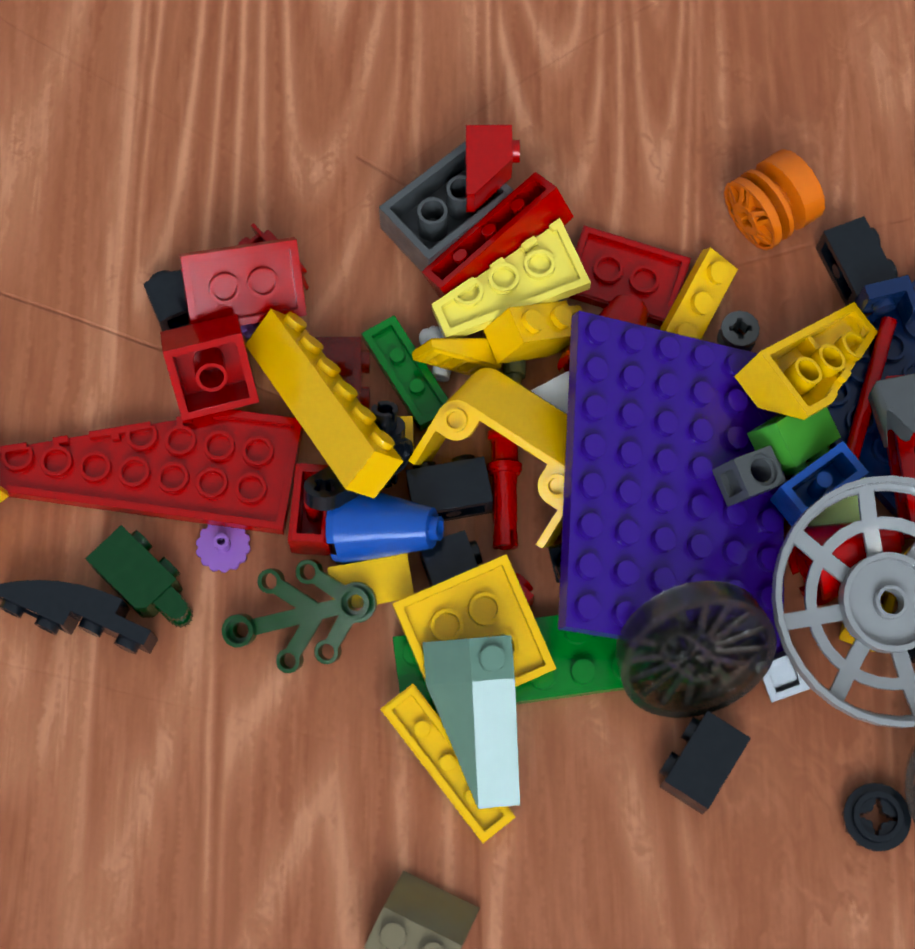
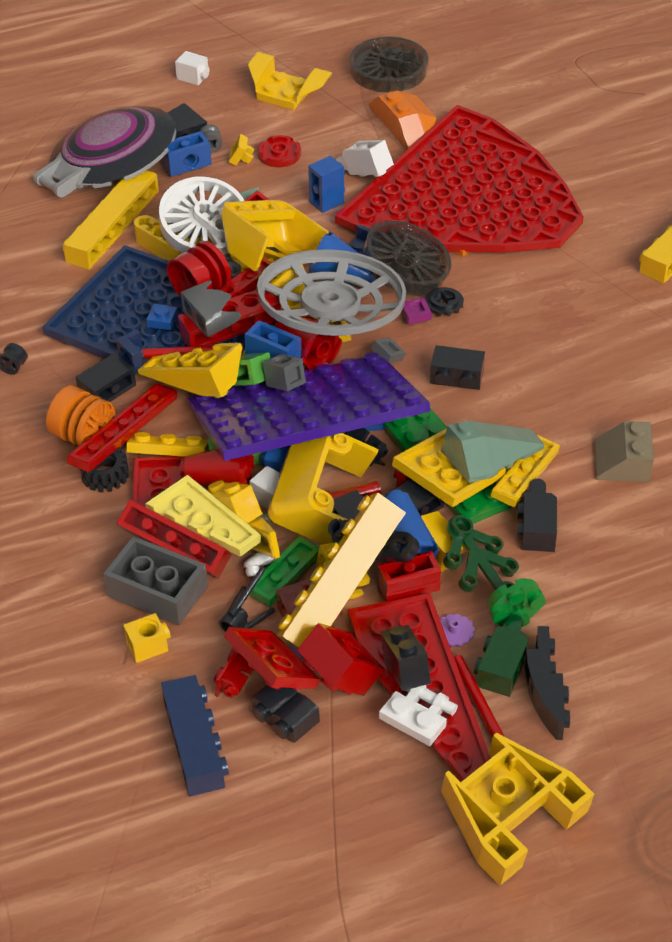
camera: 110 degrees left, 25 degrees down
(95, 525) = (477, 697): none -> red bar
(96, 422) = (414, 719): none -> white plate
(163, 432) = (405, 657): none -> black brick
(201, 186) = (193, 735): none -> dark blue brick
(201, 612) = (520, 599): none -> green plate
(350, 736) = (538, 518): none -> black hinge
(356, 289) = (238, 616): none -> black plant
(364, 167) = (146, 637): none -> yellow brick
(488, 161) = (124, 545): red slope -> none
(690, 198) = (108, 478): none -> black tyre
(711, 657) = (405, 364): clear smoke piece -> none
(729, 331) = (179, 422): dark grey wheel -> none
(739, 246) = (121, 427): none -> red tile
(864, 758) = (416, 311): none -> magenta plate

